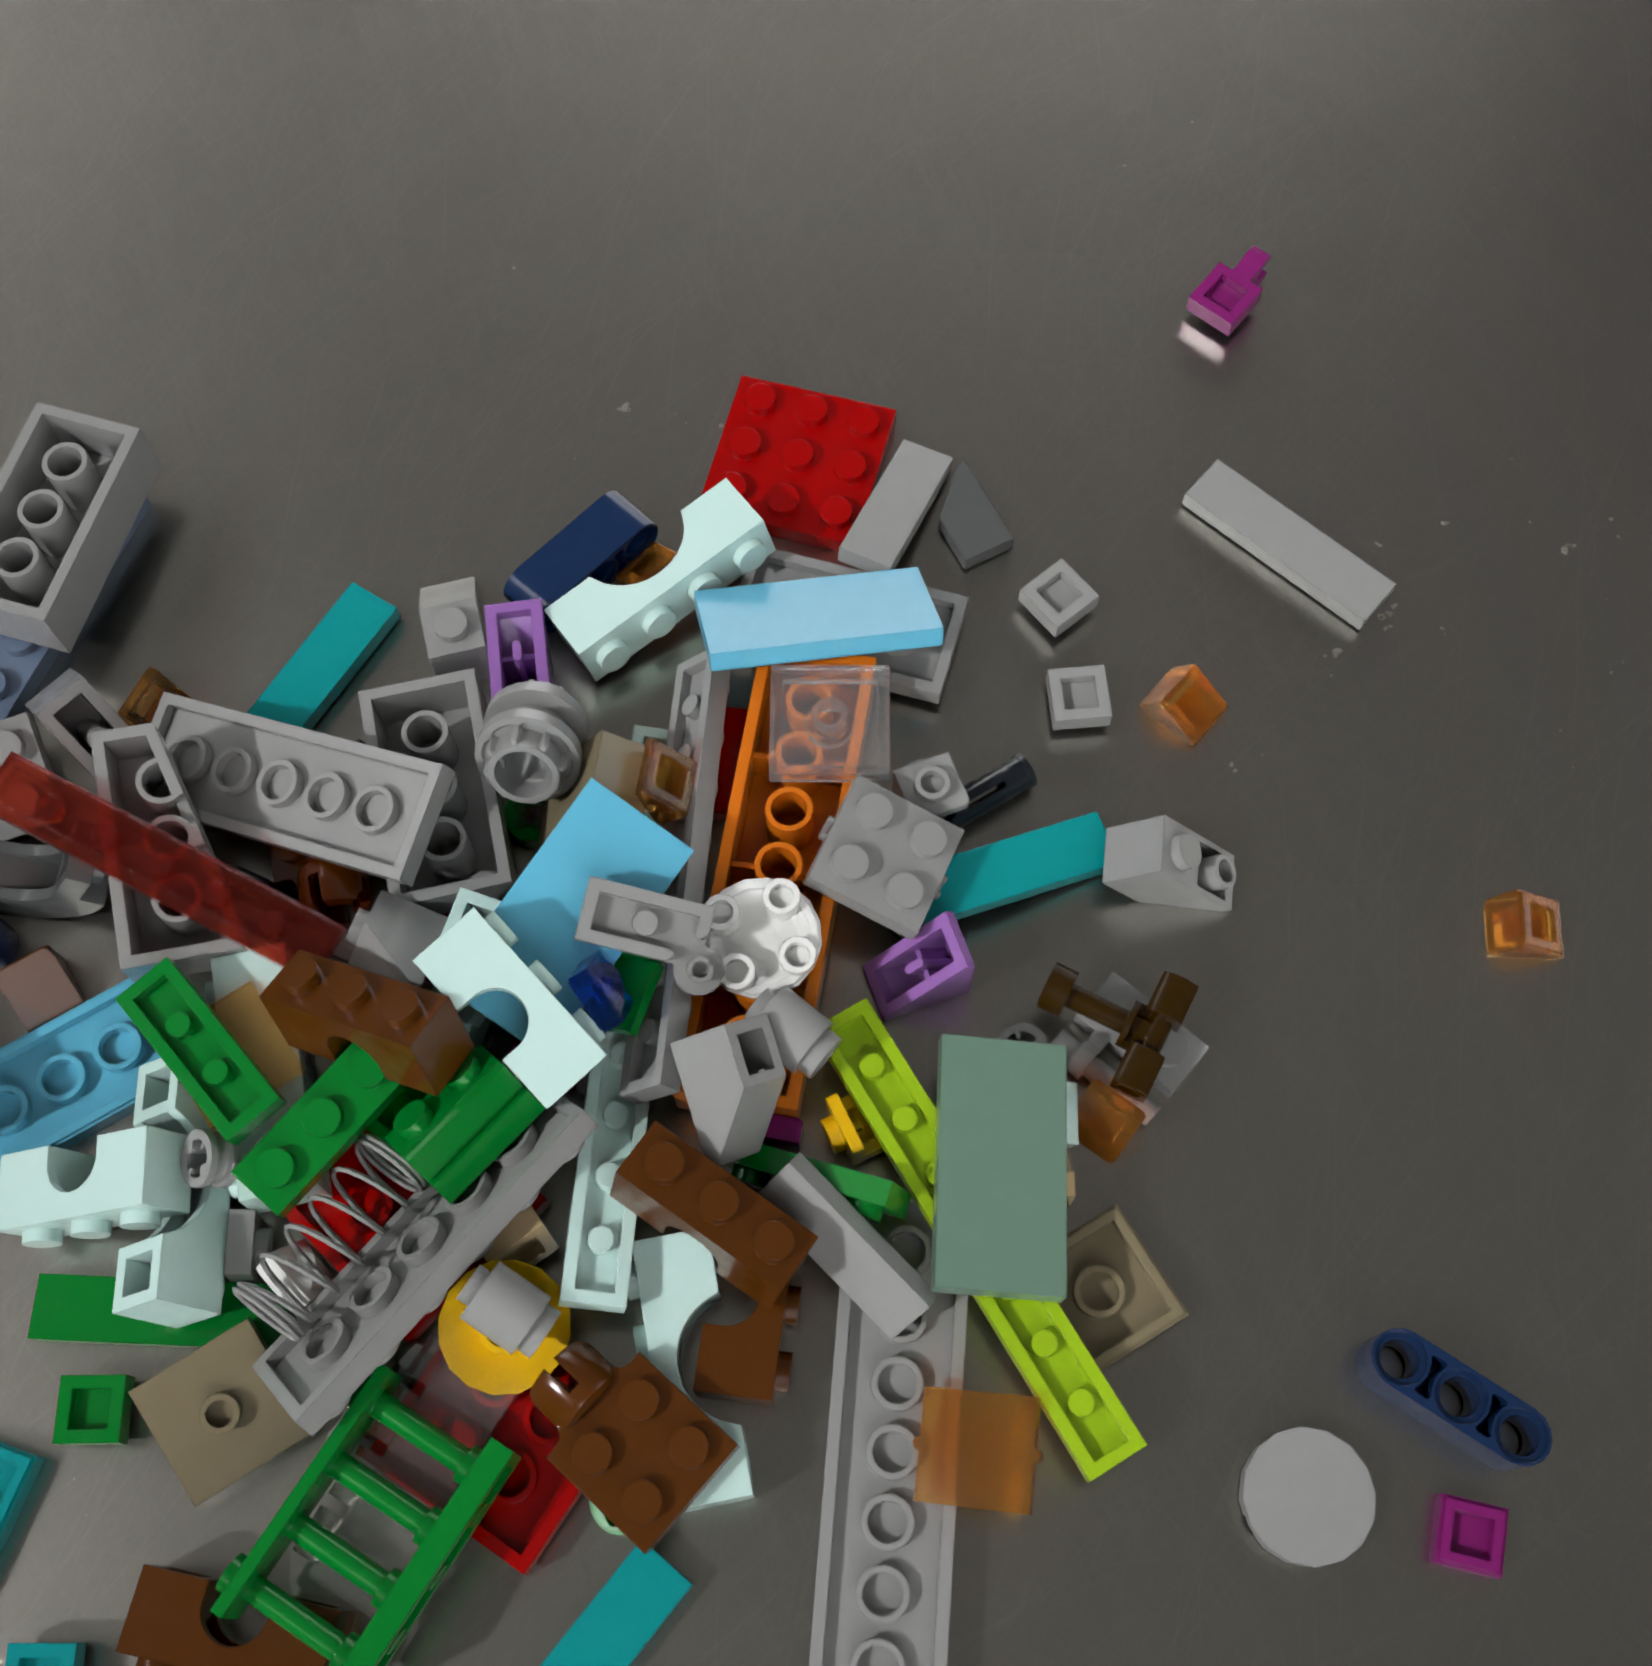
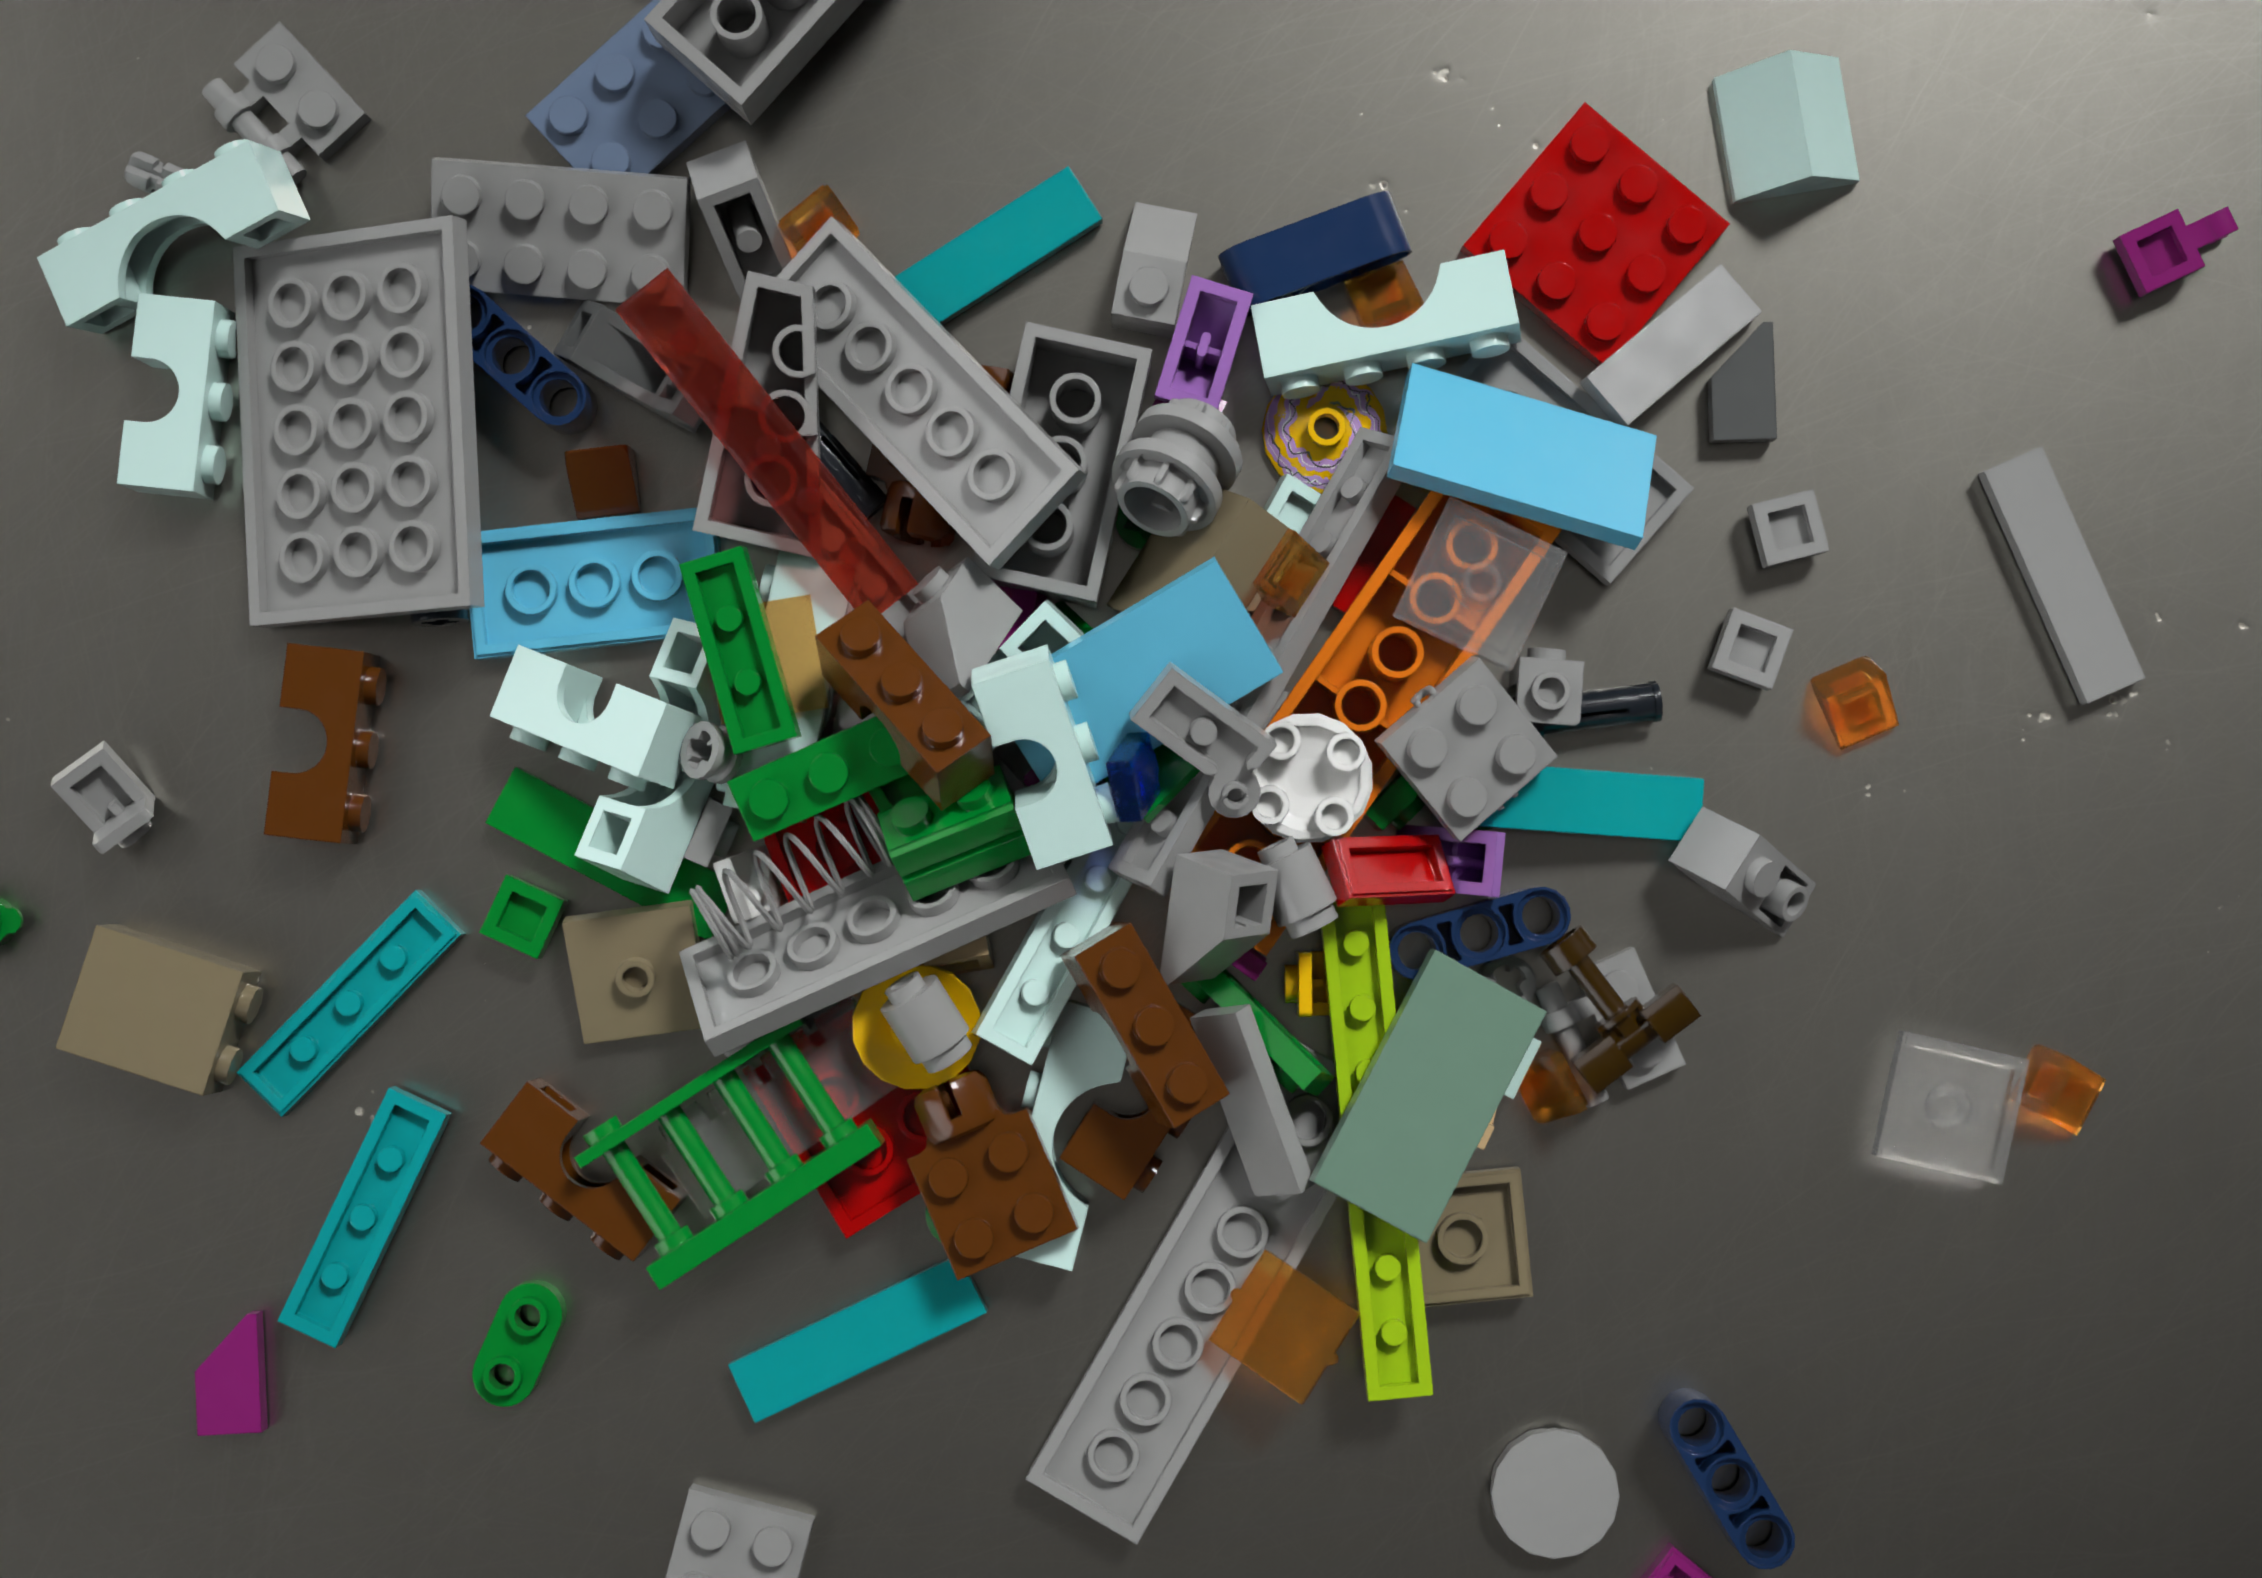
camera: 25 degrees right, 20 degrees up
(627, 702) = (1291, 436): none -> dish
(849, 944) = (1394, 805): none -> green plate
(867, 987) = (1388, 870): none -> red tile
(901, 332) = (1785, 126): none -> light aqua slope
(982, 992) = (1507, 925): none -> dark blue beam
(1448, 980) = (1950, 1107): none -> clear plate

